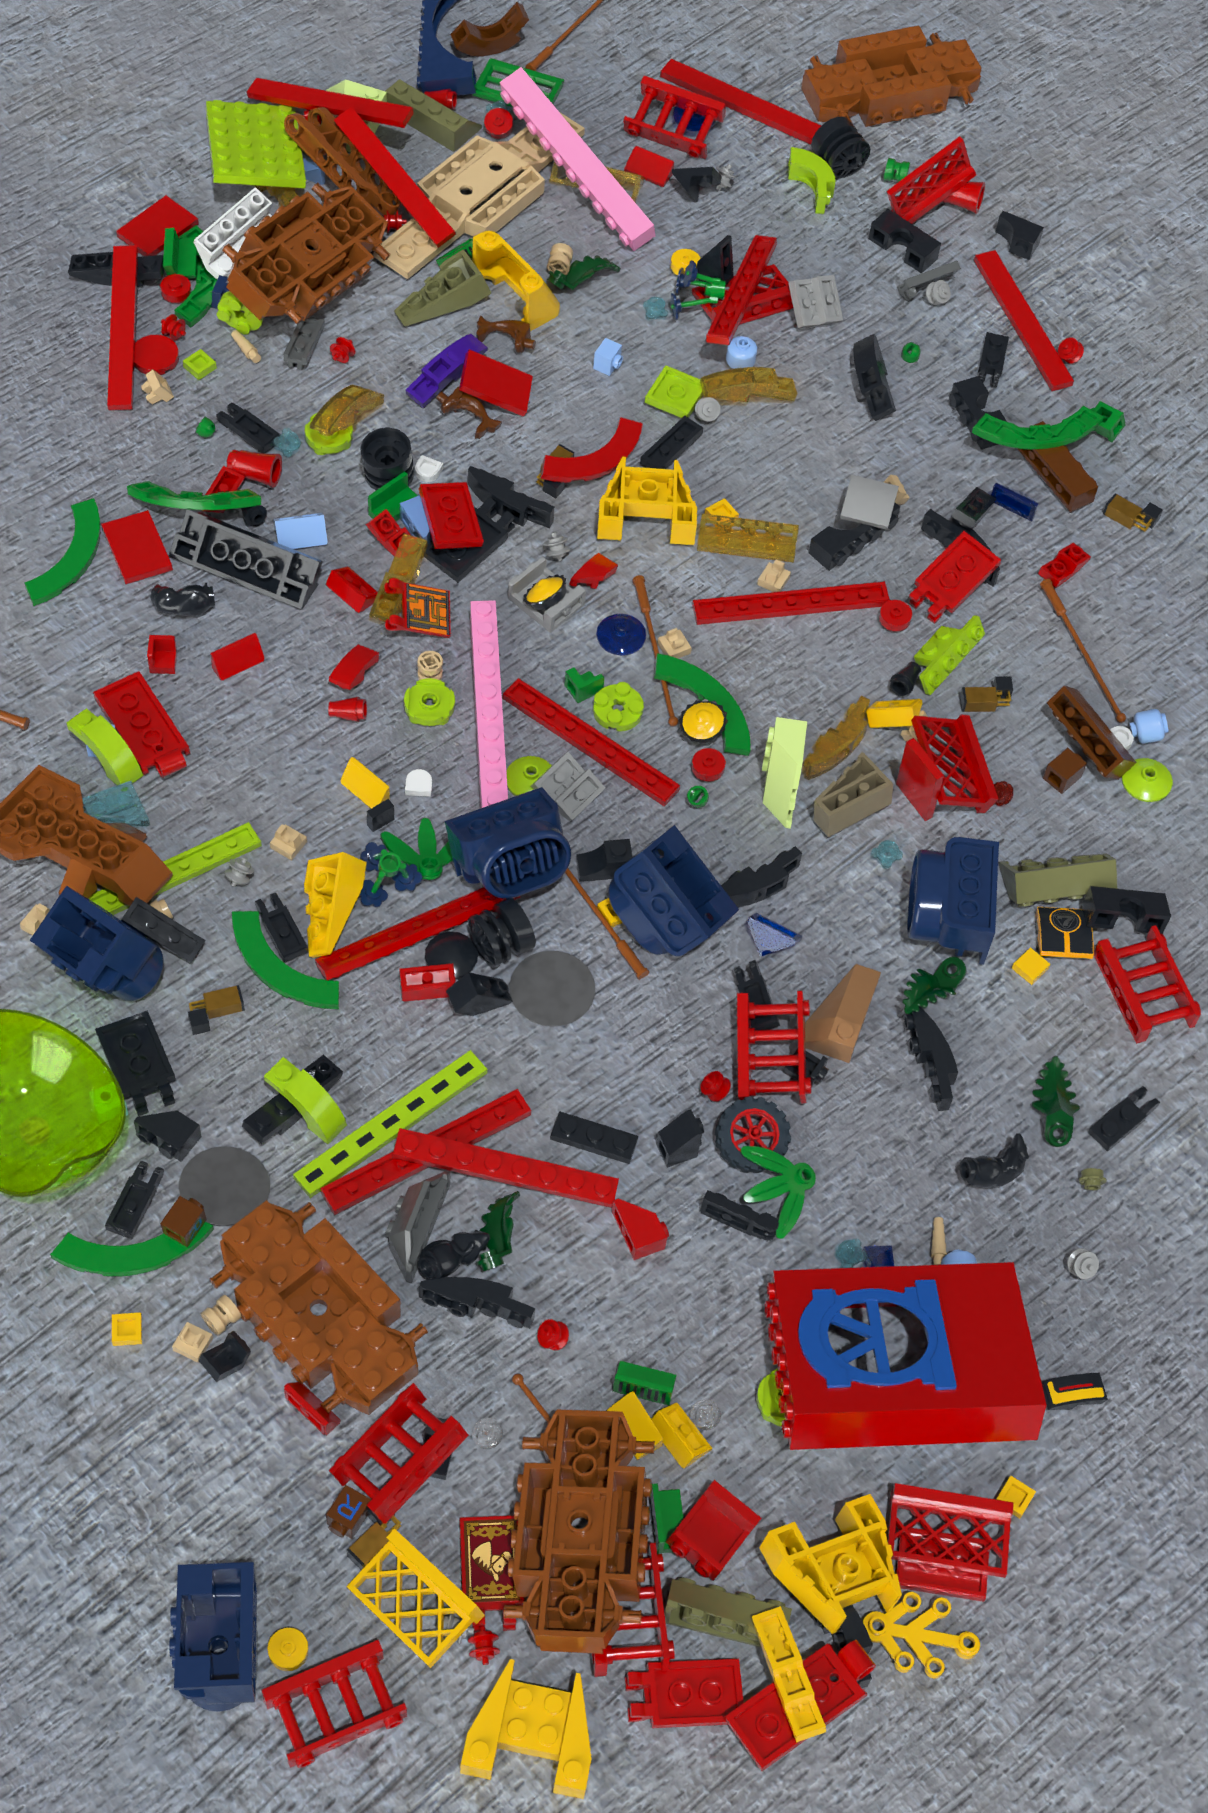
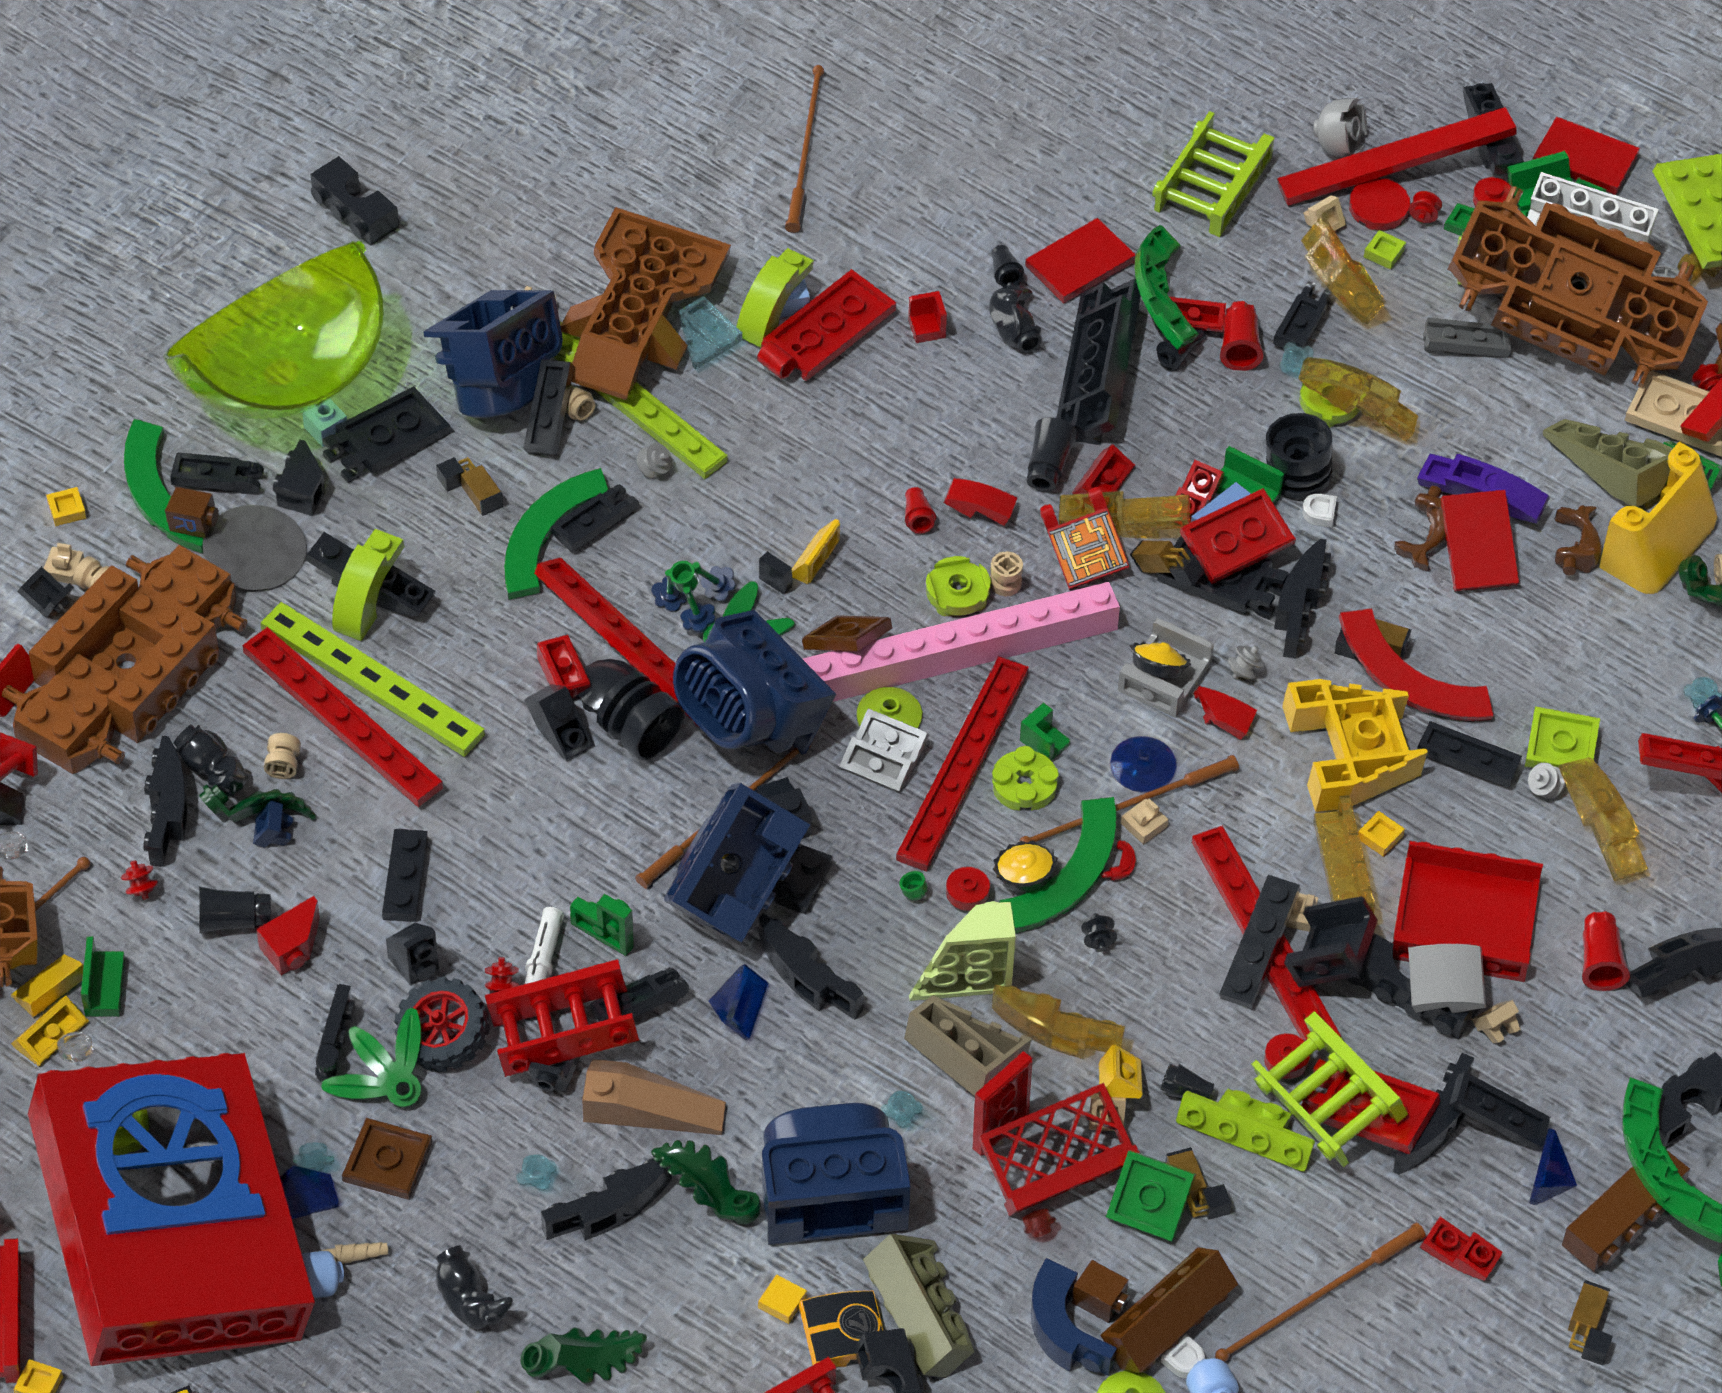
camera: 80 degrees right, 5 degrees down
(76, 559) = (1045, 211): green tile -> none
(79, 351) = (1341, 127): none -> light grey cylinder
(95, 421) = (1231, 193): none -> lime fence
(127, 593) = (1006, 266): none -> black cone
(205, 428) = (1285, 275): green hinge -> none
(217, 391) = (1340, 273): none -> clear yellow slope
(237, 657) = (953, 388): red slope -> none
(246, 347) = (1432, 287): tan animal -> none
(288, 842) = (714, 498): tan tile -> none
(301, 530) = (1166, 403): light blue panel -> none
(326, 611) = (1050, 452): none -> black plant
(332, 890) = (642, 556): yellow wedge -> none
(342, 350) = (1467, 377): red wheel -> none
(415, 1221) = (246, 720): dark grey wedge -> none
(418, 783) = (838, 602): white tile -> none
(454, 565) = (1164, 558): none -> piece
(456, 1202) = (282, 755): none -> tan wheel
(463, 777) = (847, 633): none -> reddish brown tile
(505, 1168) = (336, 793): red plate -> none
(525, 1225) = (269, 825): none -> dark blue tile
(552, 988) = (597, 796): flat silver sticker -> none
(603, 1268) = (232, 909): none -> black plant
(608, 357) = (1586, 654): light blue plate -> none
(693, 997) = (606, 921): none -> green plate
(697, 1054) = (539, 964): none -> white pin
(707, 666) = (1126, 863): none -> red piece
(741, 352) = (1659, 798): light blue head -> none
(768, 694) = (1099, 932): none -> black wheel
(799, 485) = (1470, 901): none -> red panel
(803, 601) = (1260, 941): none -> black plate
(822, 557) = (1335, 942): none -> black panel
(854, 419) = (1603, 953): none -> red plant
(857, 1203) = (387, 1158): none -> reddish brown tile
(896, 1095) = (536, 1163): none -> clear light blue plate
(924, 576) = (1341, 1058): none -> lime fence
(998, 719) = (1151, 1195): none -> green plate
(1082, 805) = (1055, 1331): none -> dark blue arch

